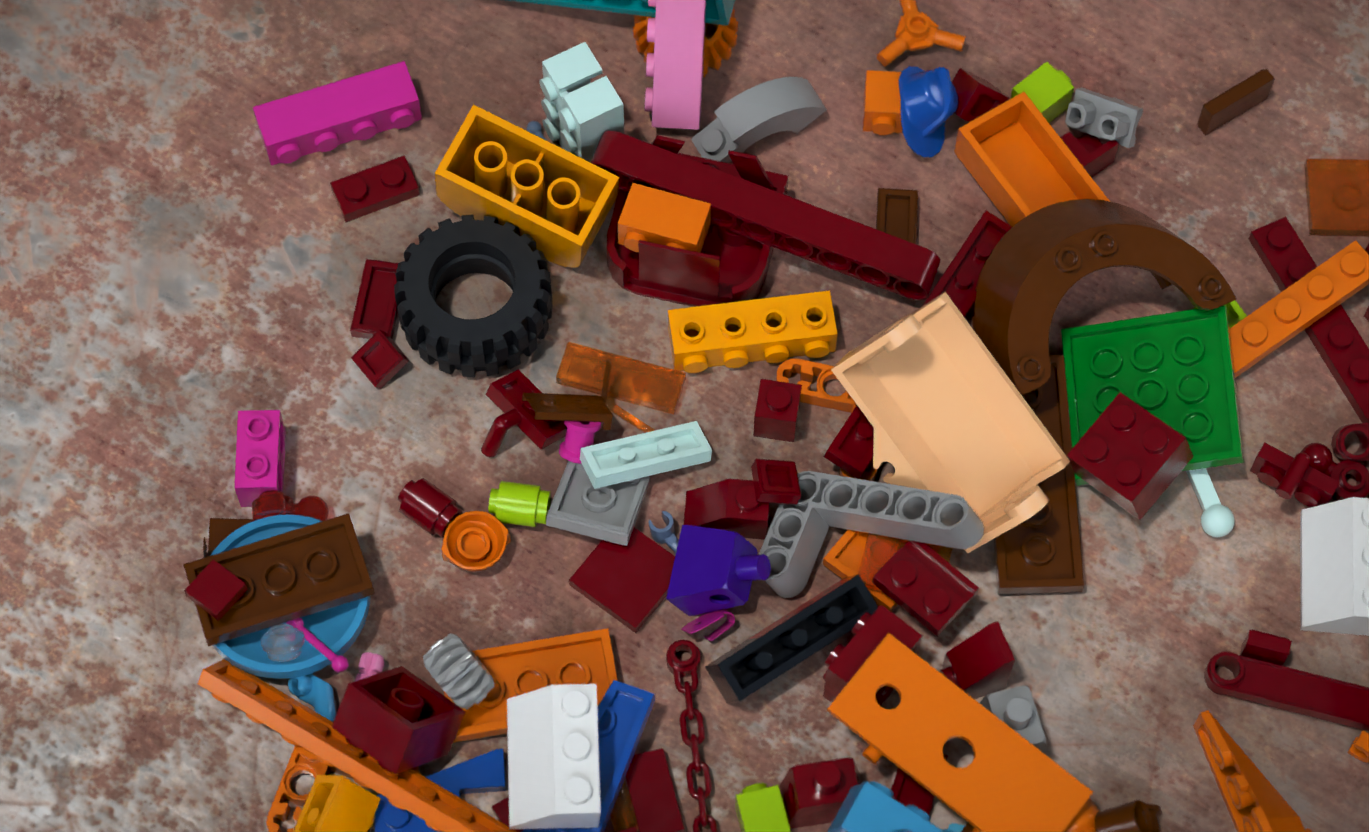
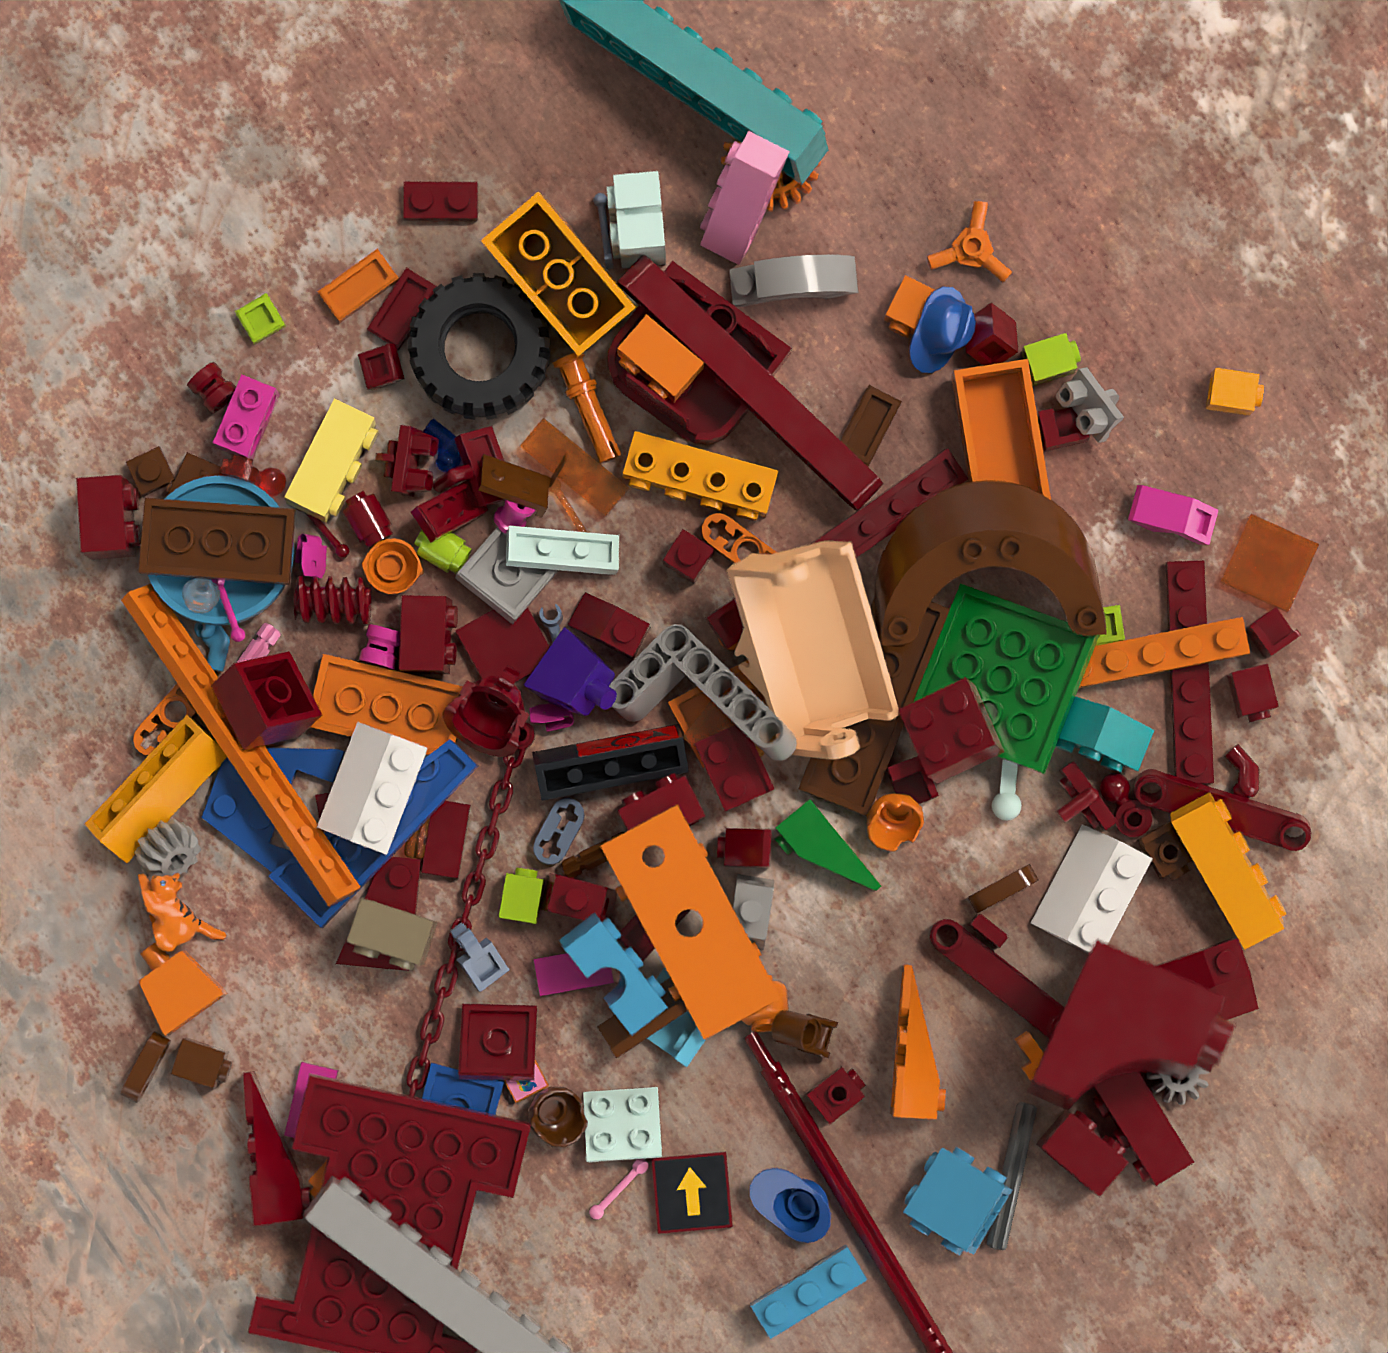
camera: 25 degrees right, 20 degrees up
(151, 606) = (107, 517): none -> dark red brick
(175, 550) = (150, 471): none -> reddish brown plate
(211, 444) = (212, 387): none -> dark red wheel
(215, 590) = (161, 534): dark red tile -> none
(235, 365) = (260, 318): none -> lime tile
(324, 296) = (358, 285): none -> orange tile
(338, 113) = (435, 118): dark pink brick -> none
(368, 463) = (332, 461): none -> light yellow brick
(378, 564) = (310, 550): none -> dark pink piece
(414, 551) = (342, 550): none -> dark red hinge
(425, 598) = (332, 600): none -> dark red piece
(453, 448) = (403, 461): none -> dark red hips
(458, 671) = (328, 682): light grey gear -> none
(481, 407) = (447, 449): none -> clear blue arm
(497, 623) = (382, 638): none -> dark pink wheel
(511, 462) = (448, 511): none -> dark red plate
(540, 590) = (427, 634): none -> dark red brick
(595, 302) = (581, 390): none -> orange pin
(643, 641) = (488, 714): none -> dark red helmet
(776, 481) = (653, 627): dark red tile -> none
(779, 738) = (550, 827): none -> sand blue beam
(821, 743) = (587, 859): none -> reddish brown axle
(1052, 635) = (817, 842): none -> green slope
(1111, 535) = (910, 779): none -> dark red panel
(1114, 577) = (894, 821): none -> orange hair
(1229, 183) = (1173, 513): none -> dark pink slope
(1230, 57) = (1234, 391): none -> light orange brick
(1235, 101) = (1216, 434): reddish brown tile -> none
(1257, 601) = (1003, 888): none -> reddish brown beam
(1282, 403) = (1105, 734): none -> teal brick

